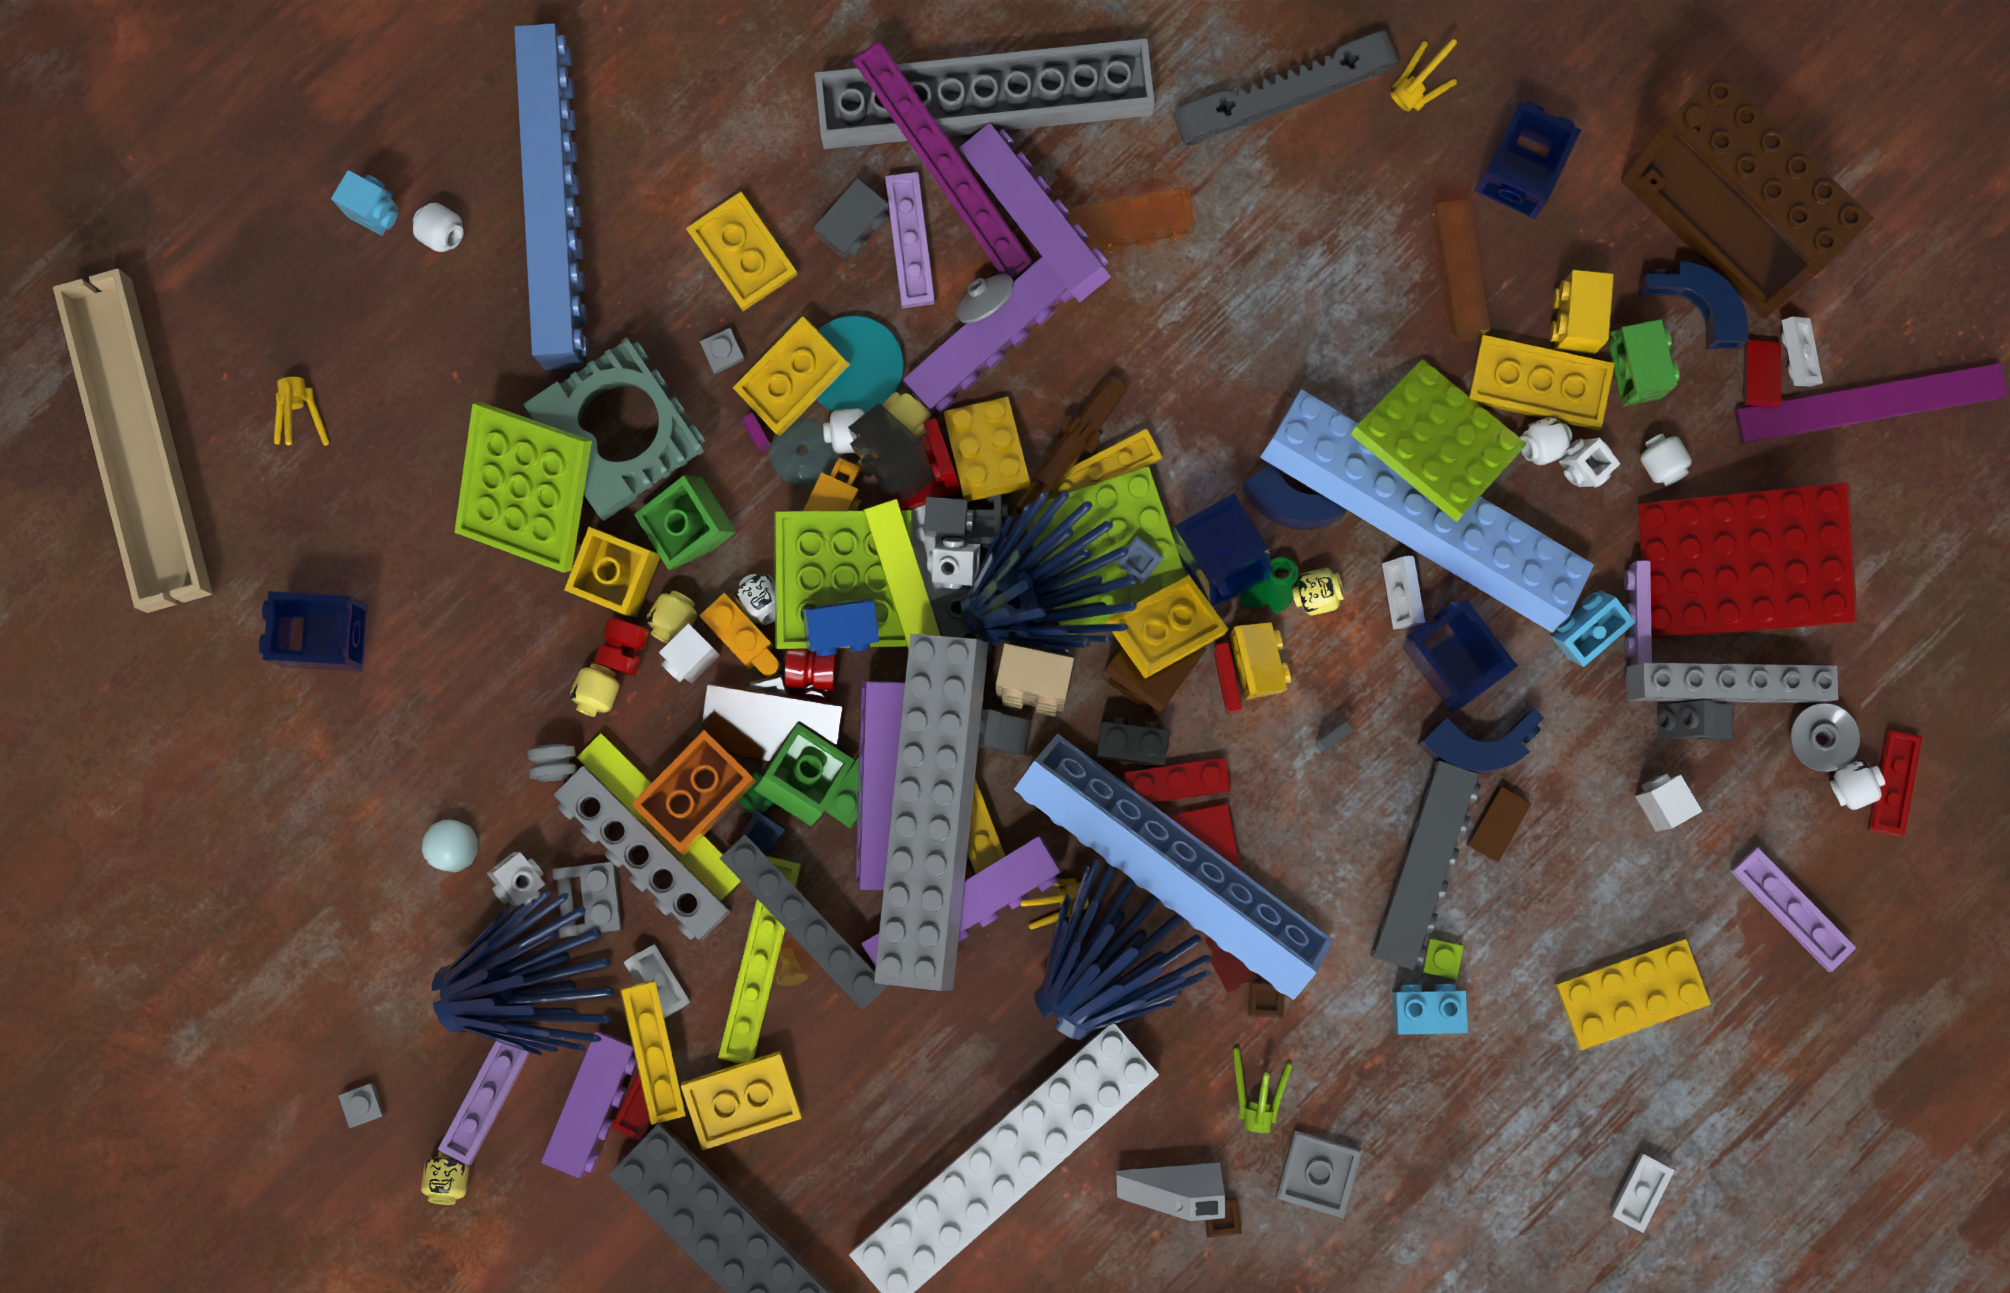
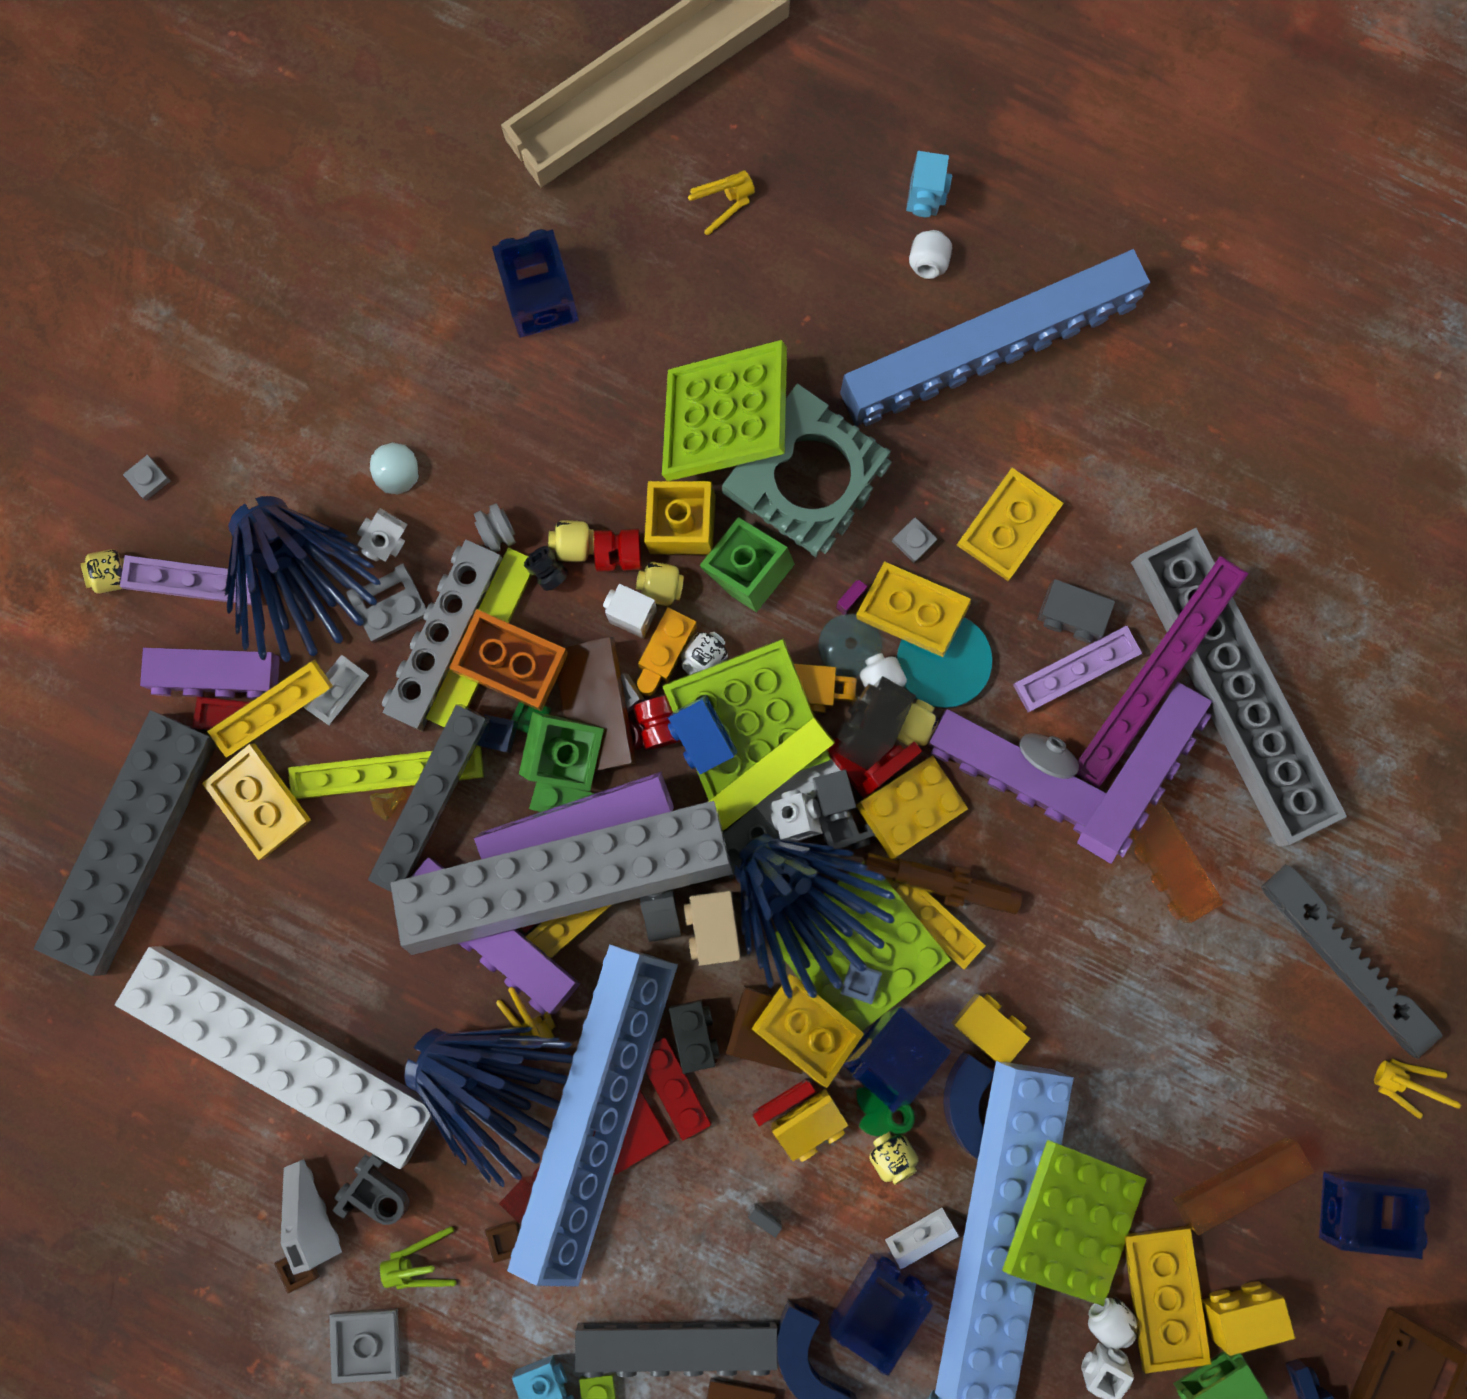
camera: 65 degrees right, 0 degrees up
(608, 726) = (546, 568): none -> black wheel
(1170, 1116) = (369, 1191): none -> dark grey pin
(1229, 453) = (990, 1029): none -> yellow brick

